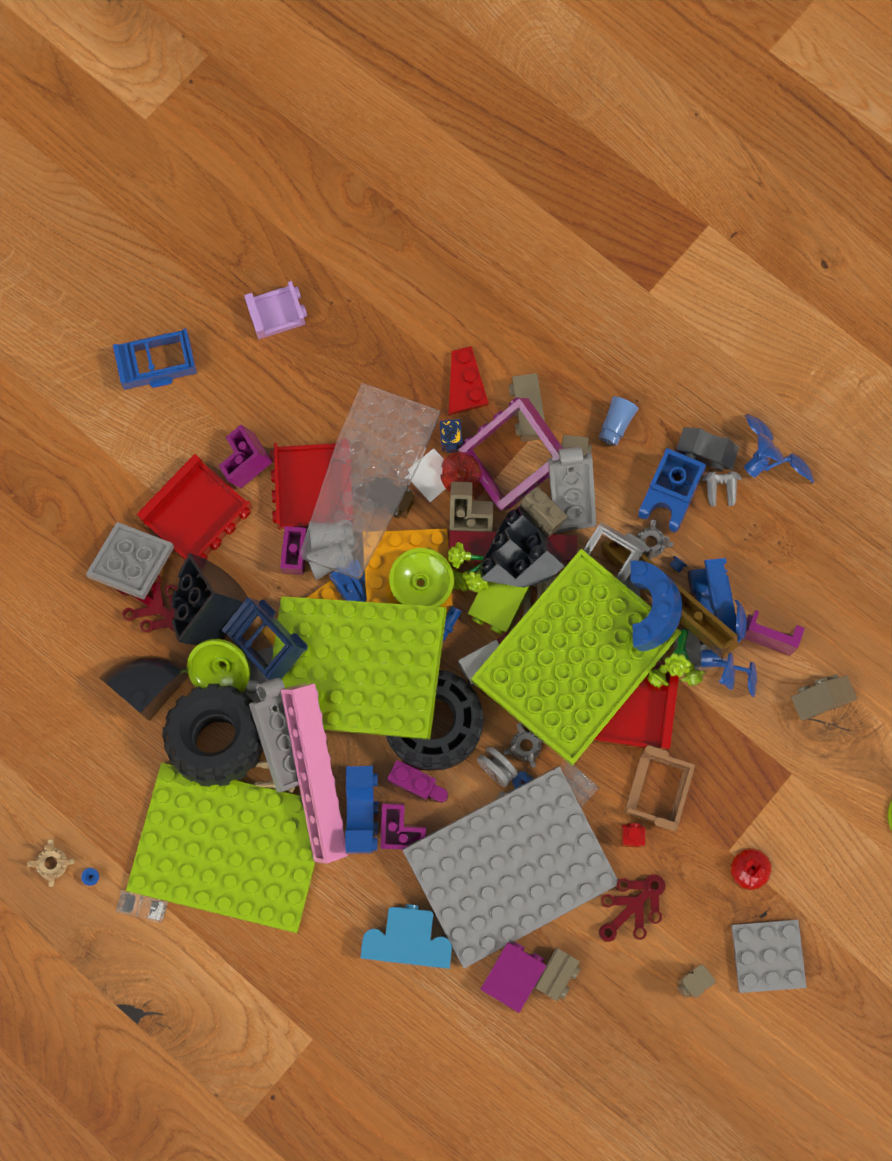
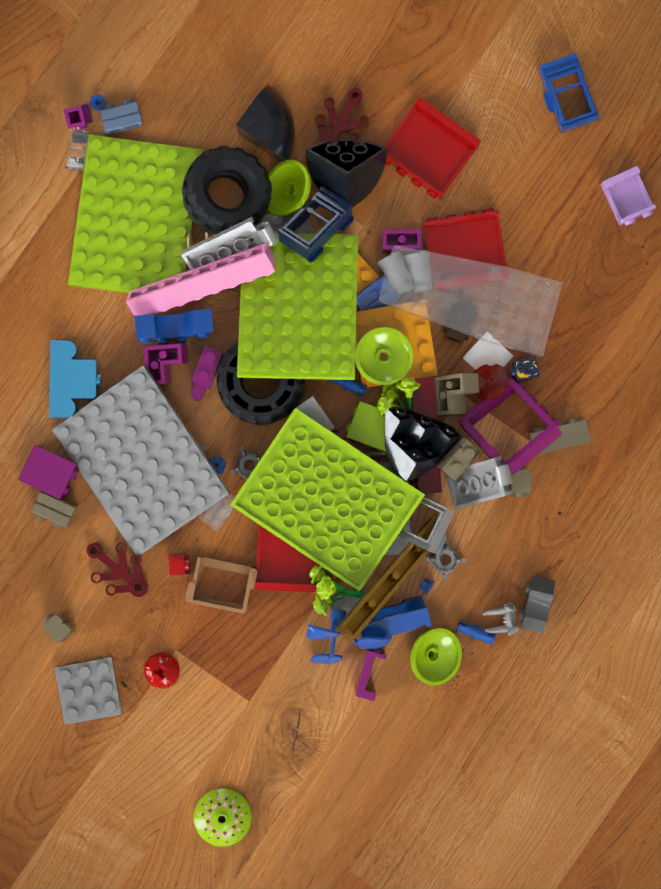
camera: 80 degrees right, 10 degrees up
(62, 862) = (106, 76): tan piece -> none
(103, 899) = (78, 116): none -> magenta brick
(111, 850) = (121, 117): none -> sand blue brick
(130, 560) = (377, 97): light grey plate -> none
(248, 457) = (481, 188): magenta brick -> none
(465, 383) = (578, 378): red wing -> none
(498, 768) = (225, 441): light grey head -> none
(617, 420) = (555, 519): medium blue plant -> none
(665, 609) = (378, 573): blue brick -> none
(670, 493) = (489, 576): blue brick -> none
(733, 517) = (475, 632): none -> blue pin
(757, 560) = (443, 660): none -> lime dish
(768, 449) = (534, 655): blue plant -> none
(824, 696) = (318, 724): dark tan brick -> none

